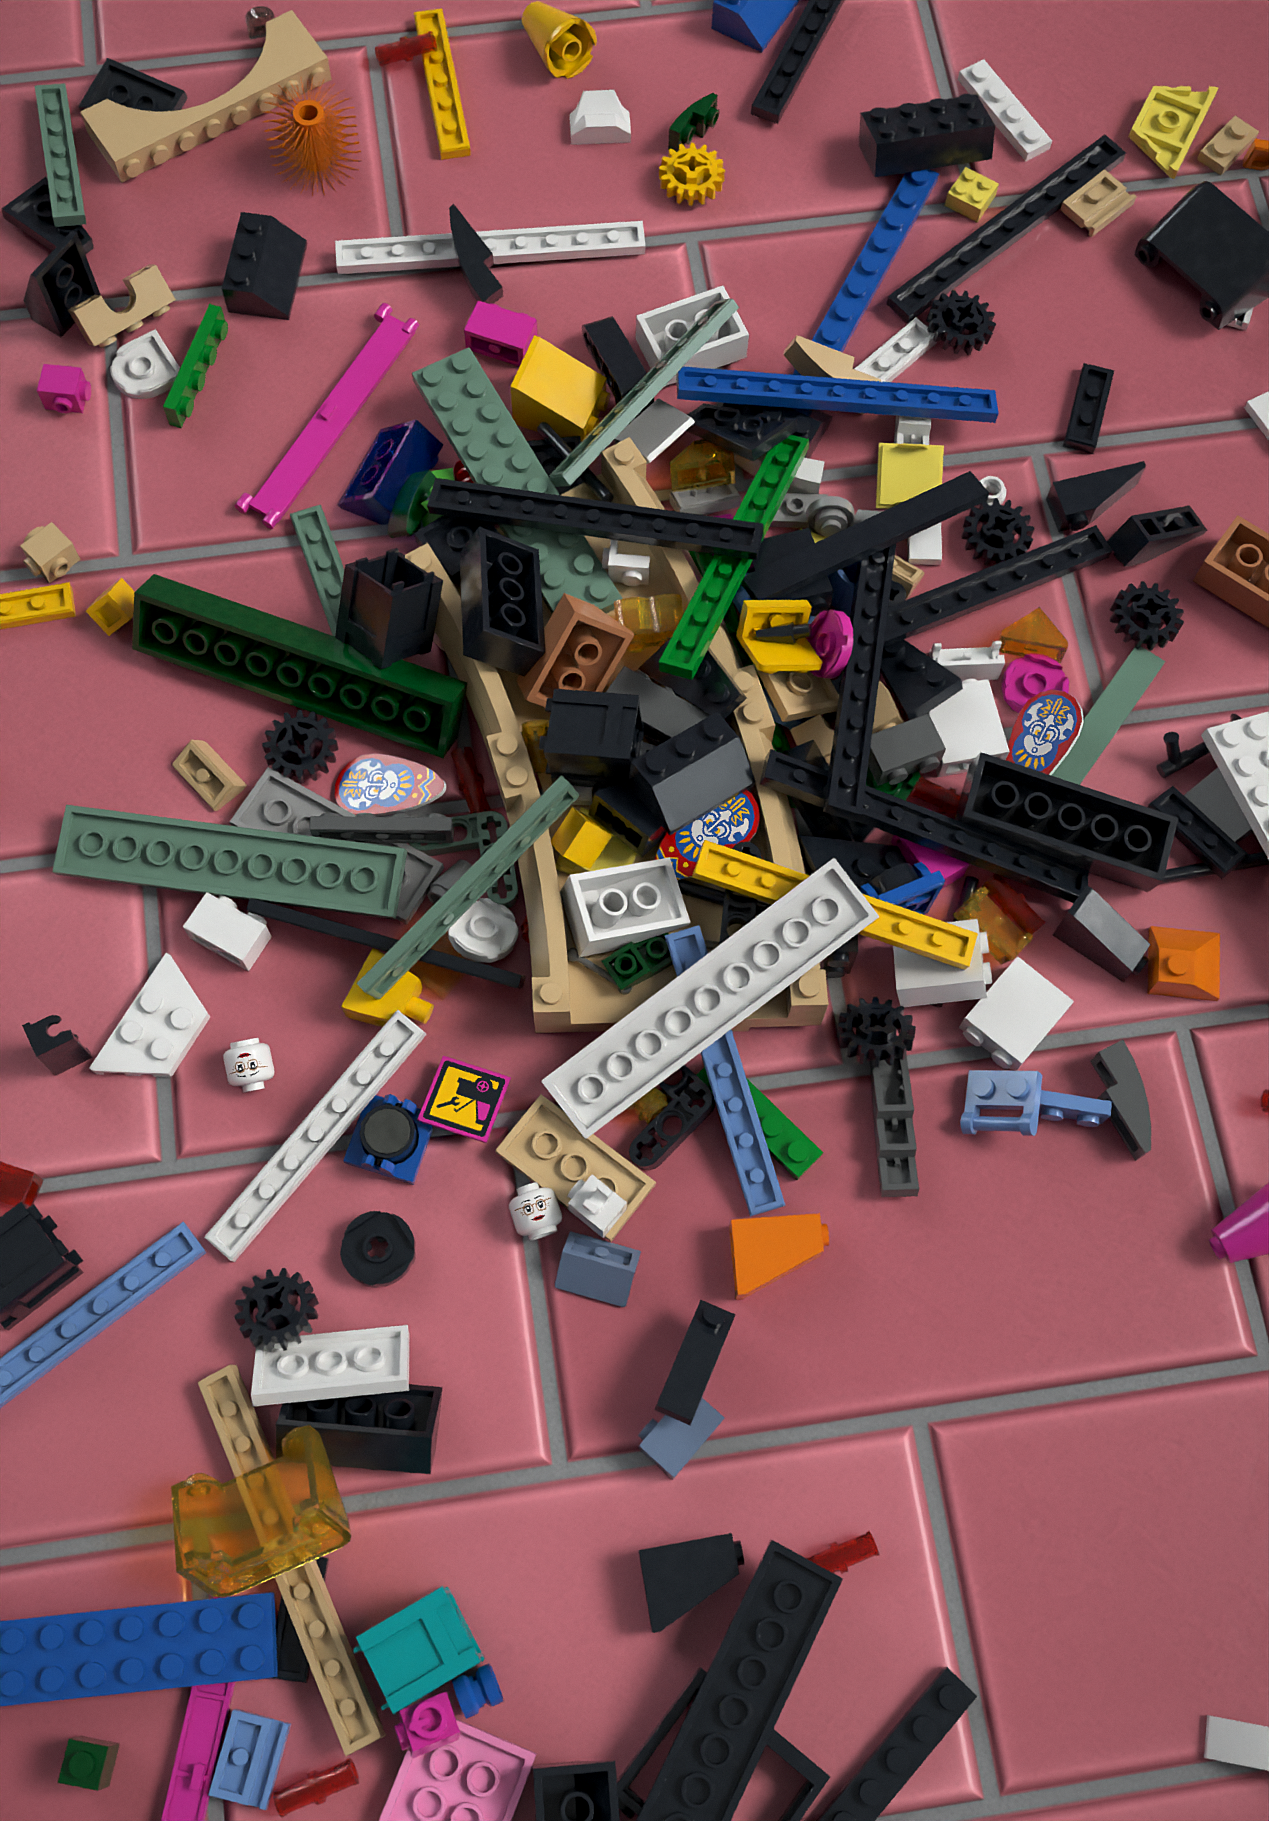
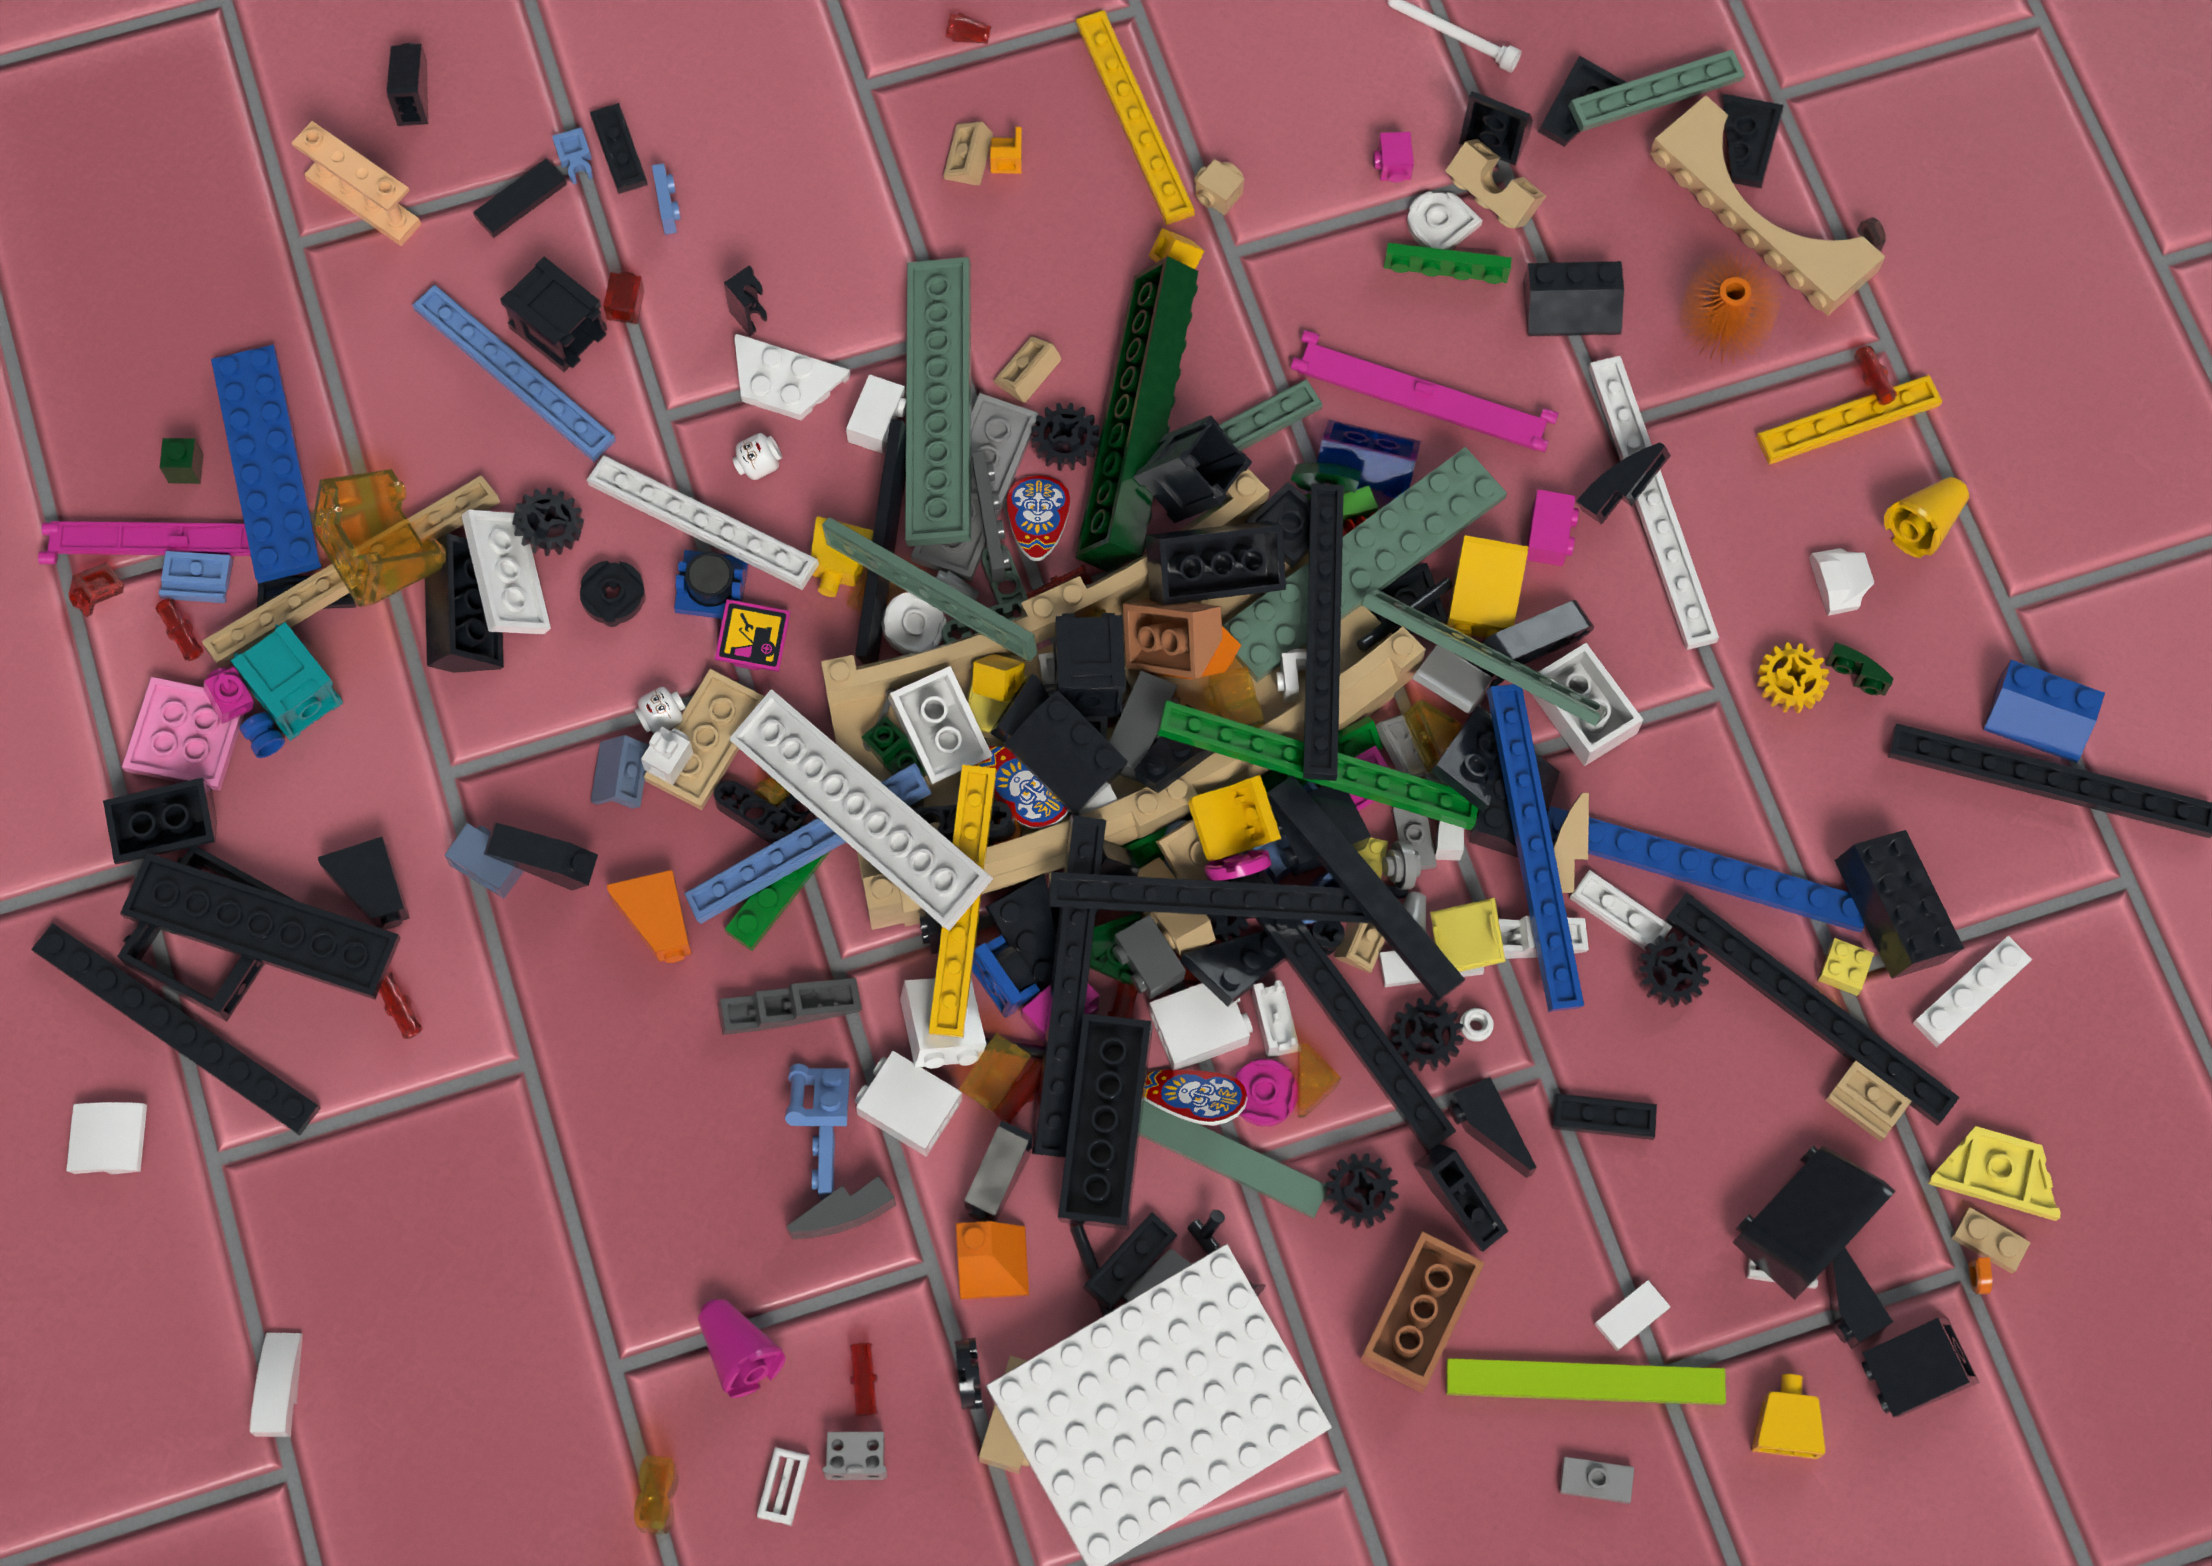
camera: 80 degrees right, 0 degrees up
(785, 633) = (1241, 822): black bar -> none
(876, 1031) = (874, 991): black gear -> none

